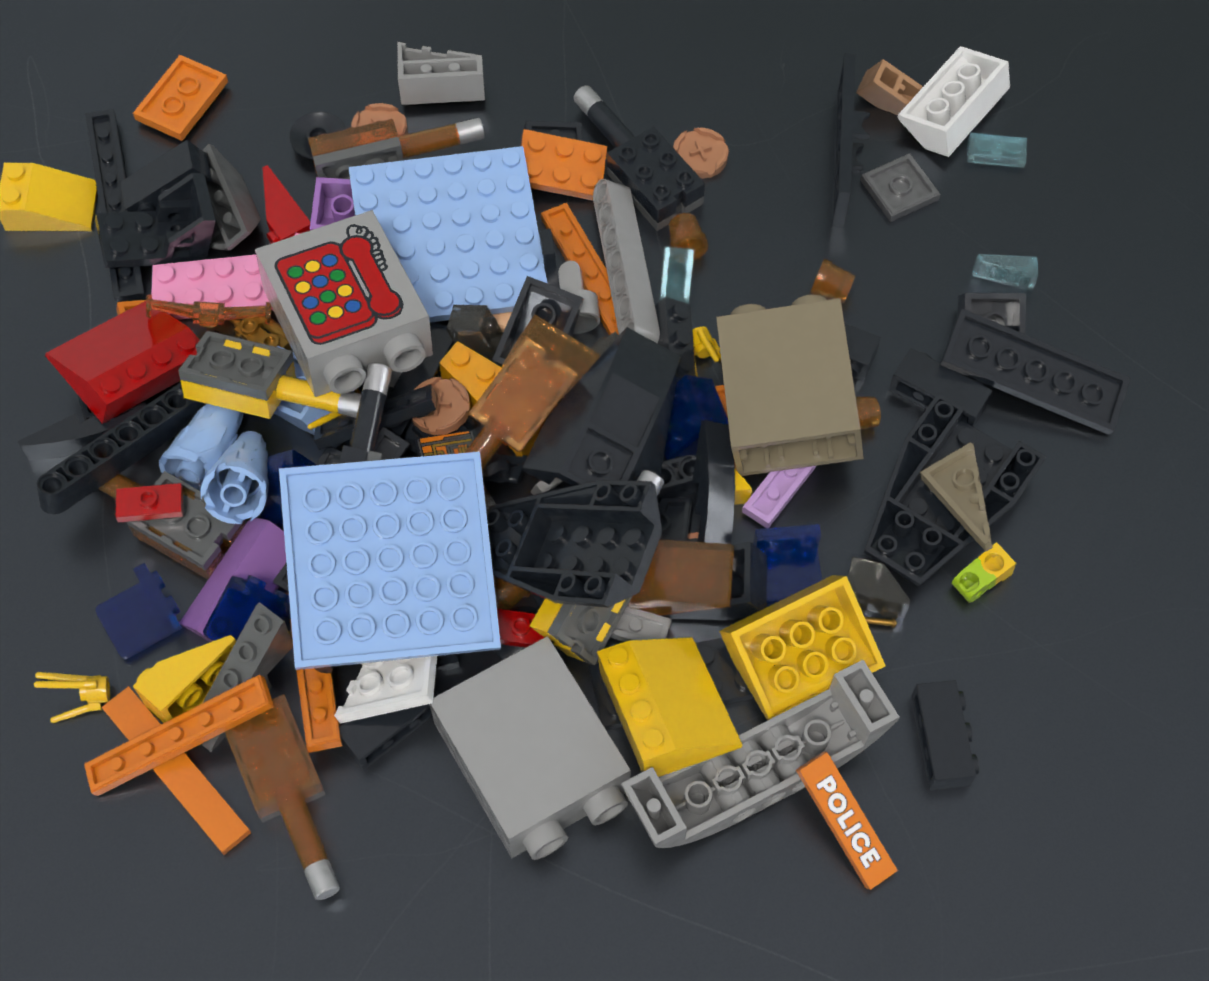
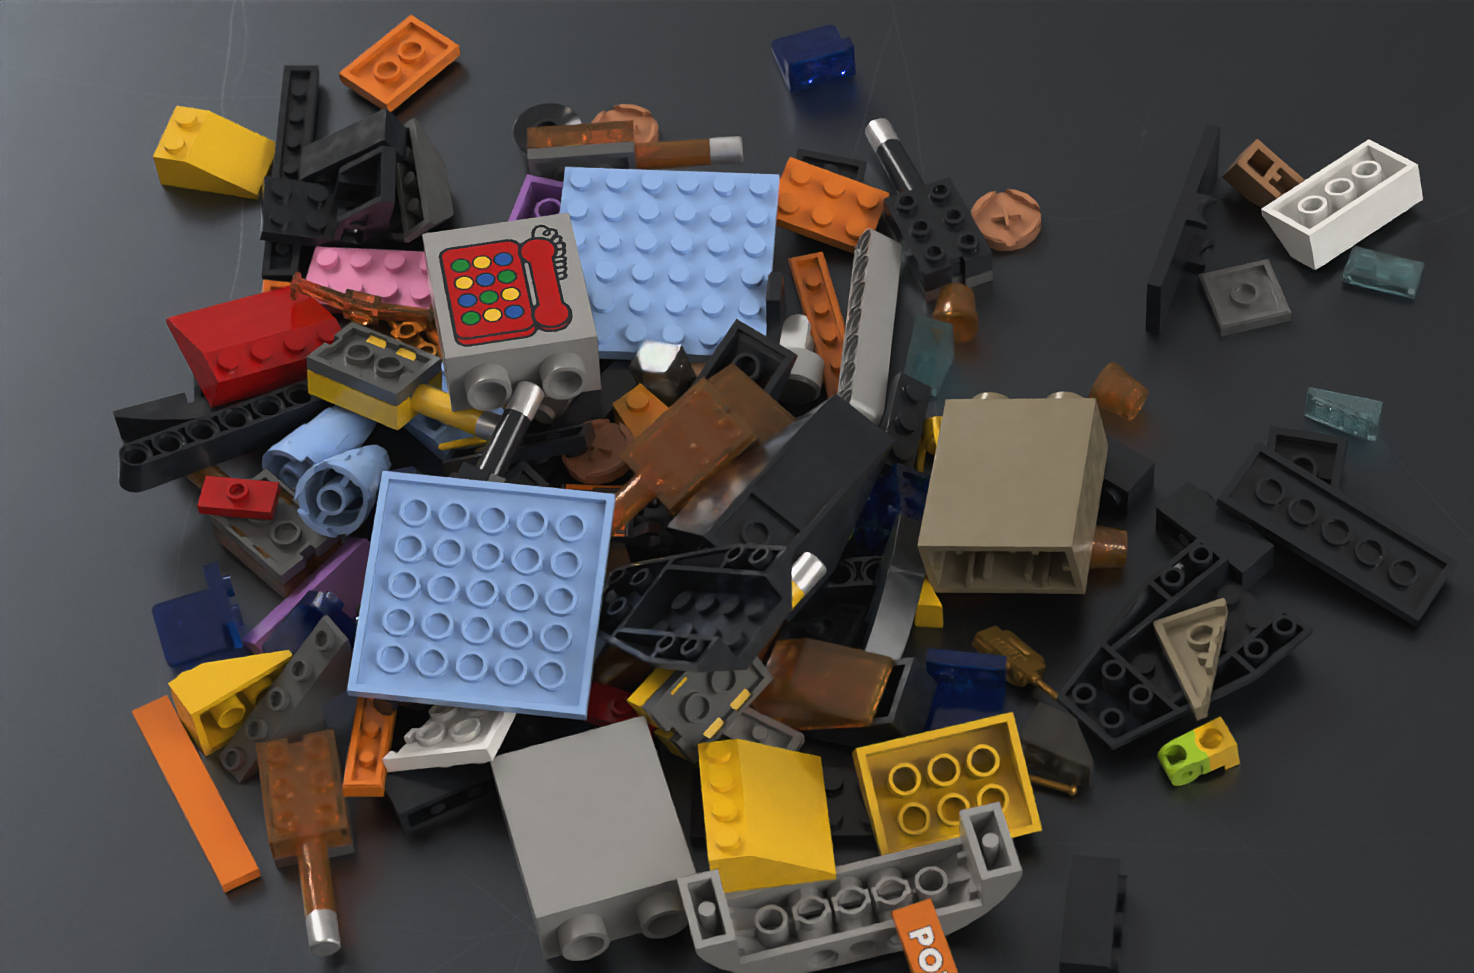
camera: 20 degrees right, 10 degrees down
(91, 689) = (125, 690): yellow plant -> none
(178, 735) = (206, 750): orange tile -> none
(282, 212) = (478, 199): red slope -> none
(438, 76) = (708, 84): light grey wedge -> none
(514, 42) = (814, 57): none -> clear blue bracket
(775, 494) = (978, 612): lavender plate -> none
(807, 512) = (1023, 662): none -> pearl gold piece

